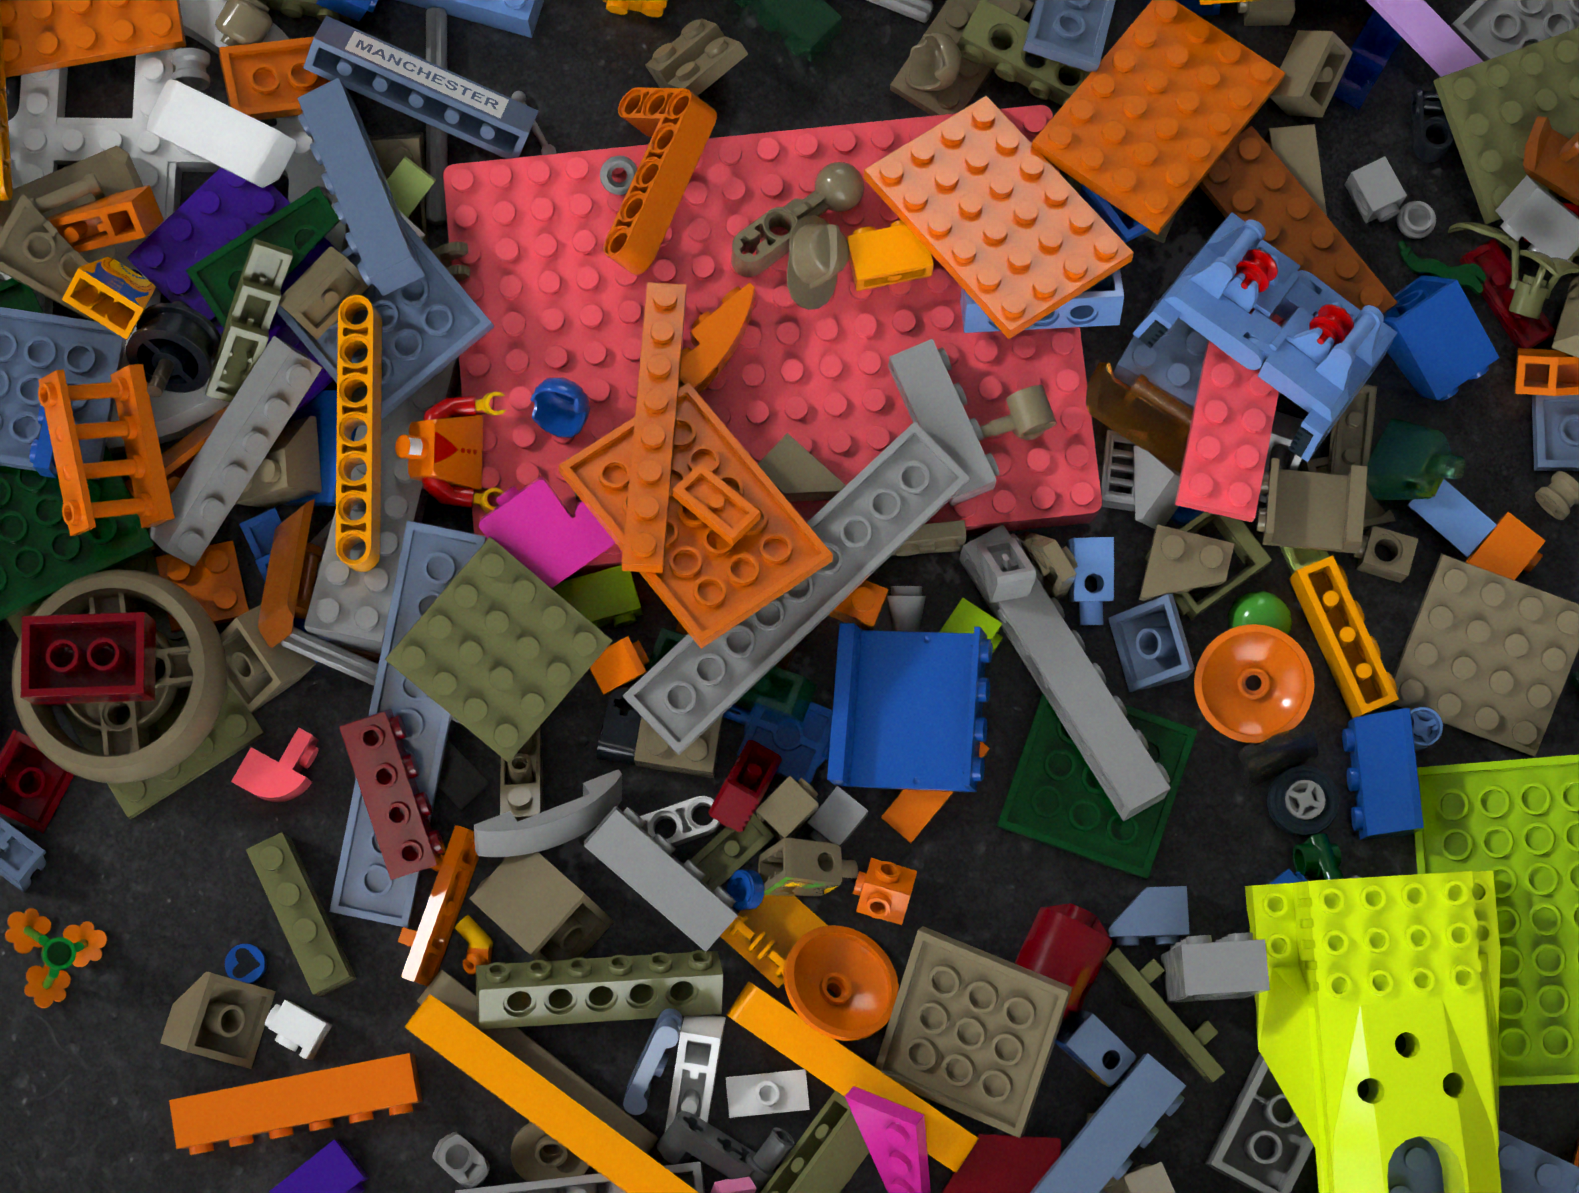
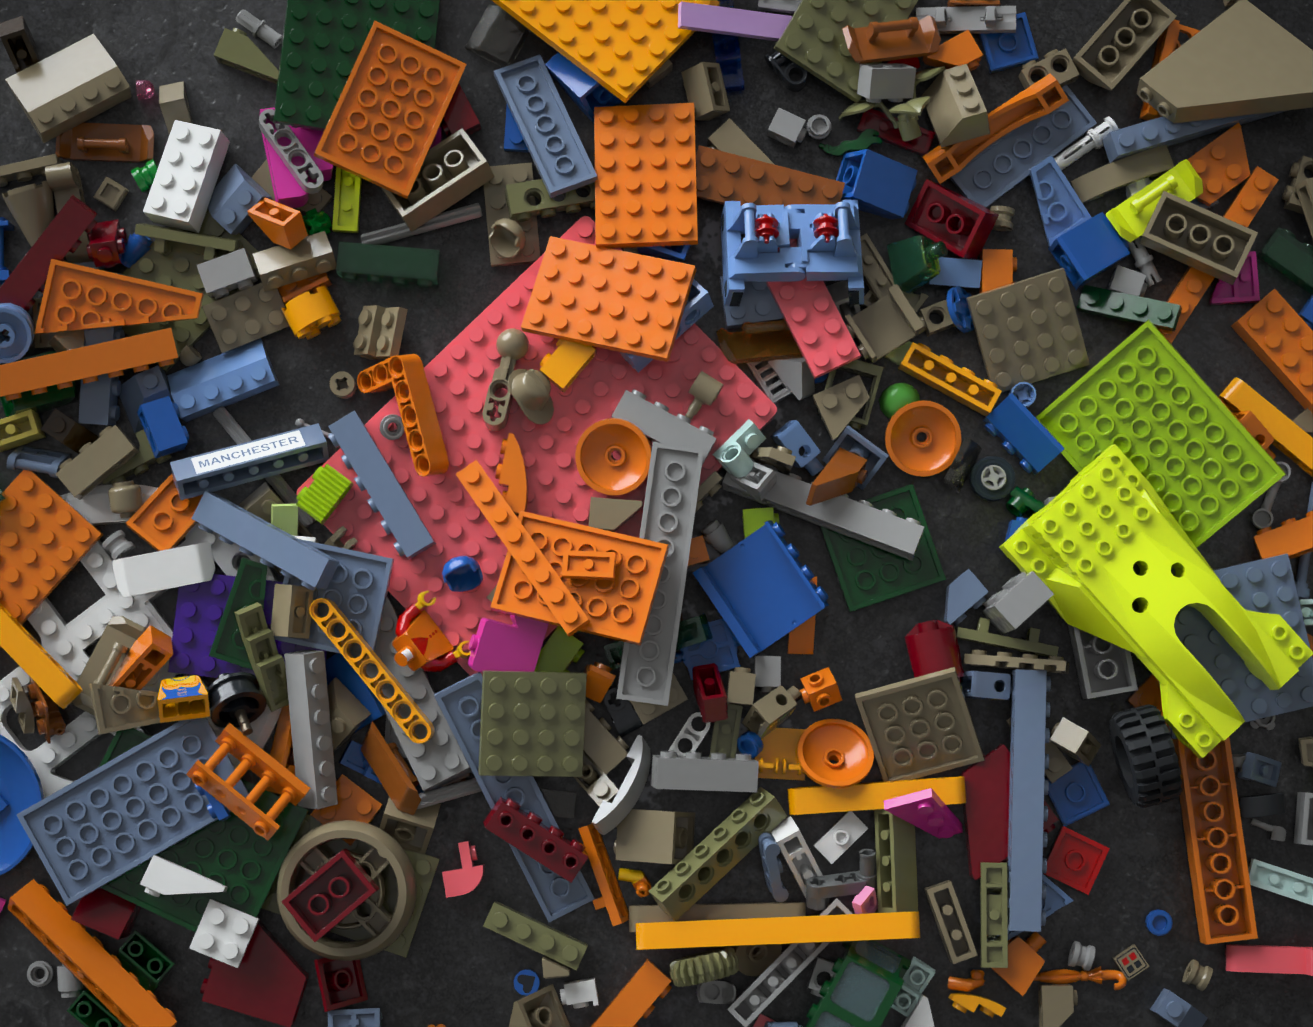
camera: 40 degrees left, 5 degrees up
(286, 969) = (554, 969): none -> dark tan slope
(470, 1116) = (704, 967): none -> olive gear
(475, 189) = (324, 493): none -> lime brick
(550, 231) = (381, 484): none -> sand blue brick
(565, 741) = (600, 744): none -> dark tan brick
(605, 100) = (347, 387): none -> dark tan wheel
(836, 389) = (596, 459): none -> orange dish
(1011, 517) = (736, 450): none -> light aqua plate
(1109, 646) = (838, 477): none -> dark orange slope
(1146, 1040) = (1006, 661): none -> dark tan wing
(1421, 562) = (959, 309): none -> blue wheel
(1499, 449) = (951, 219): none -> dark red slope

